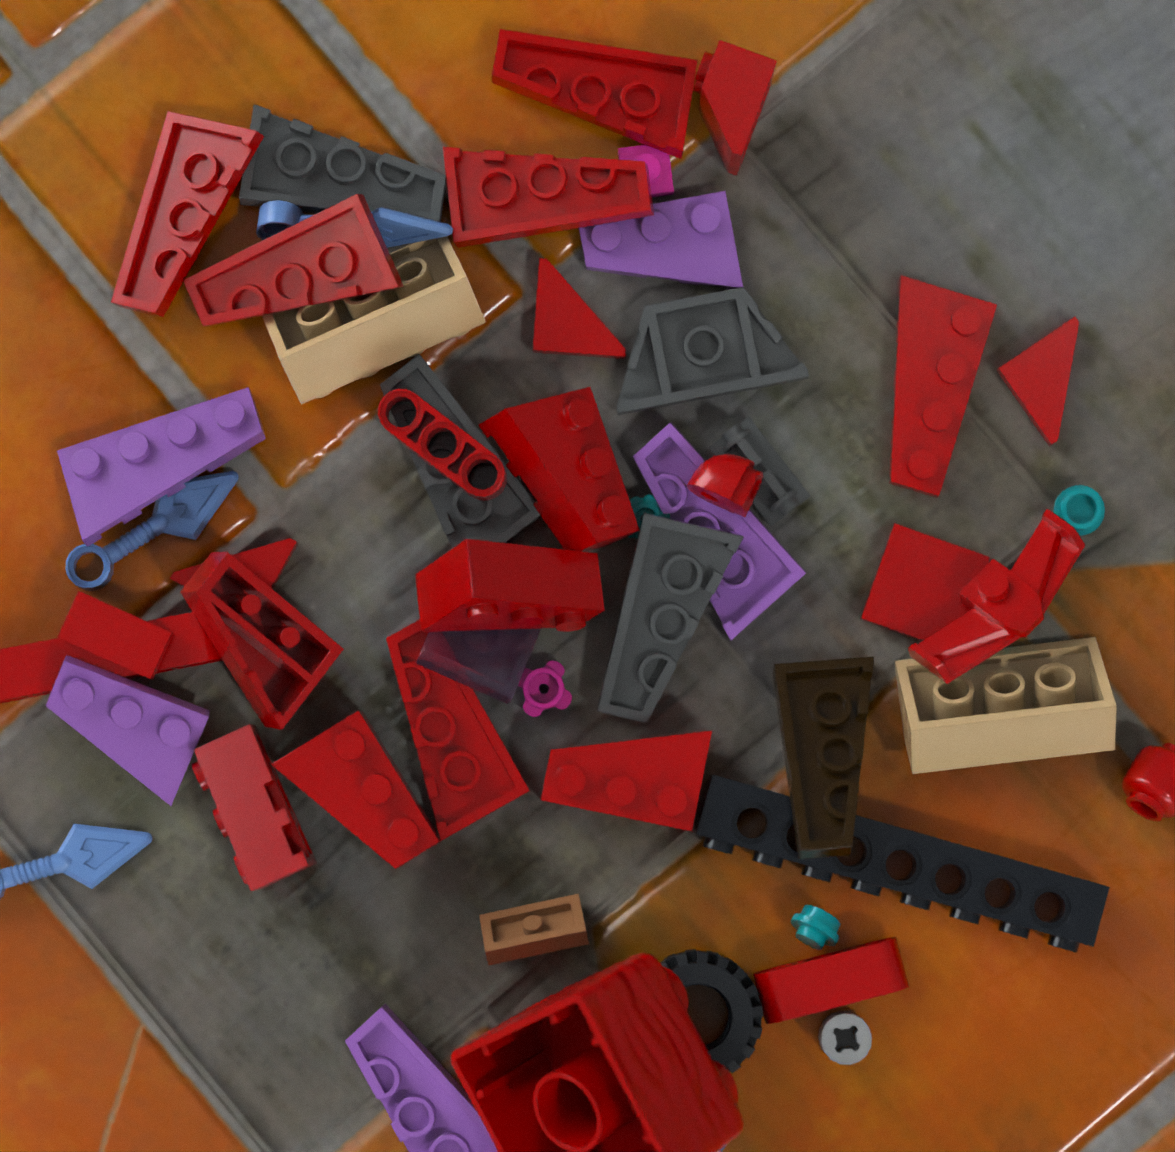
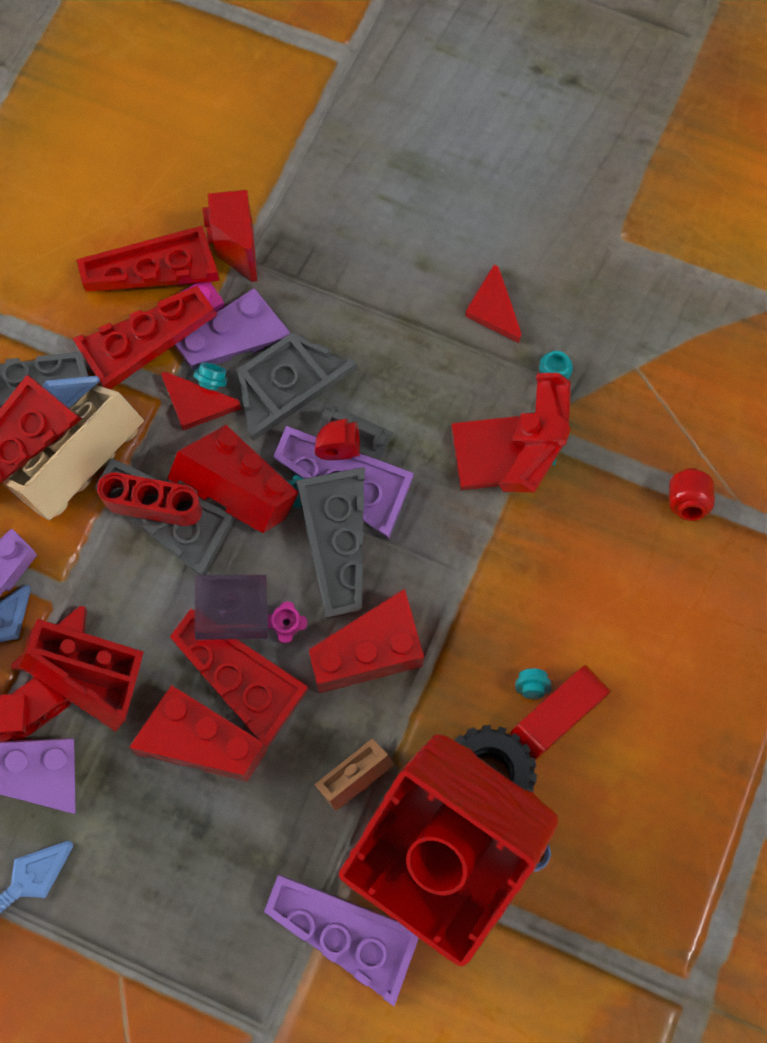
camera: 30 degrees left, 15 degrees down
(252, 808) = (131, 787): red wedge -> none
(509, 588) = (231, 563): red wedge -> none
(605, 296) = (211, 376): none -> teal plate
(823, 741) = (480, 569): dark brown wing -> none
(838, 1032) = (585, 751): light grey wheel -> none
(936, 365) = (430, 332): red wing -> none
(1008, 708) = (577, 495): tan slope -> none
(1079, 900) = (683, 585): black brick -> none

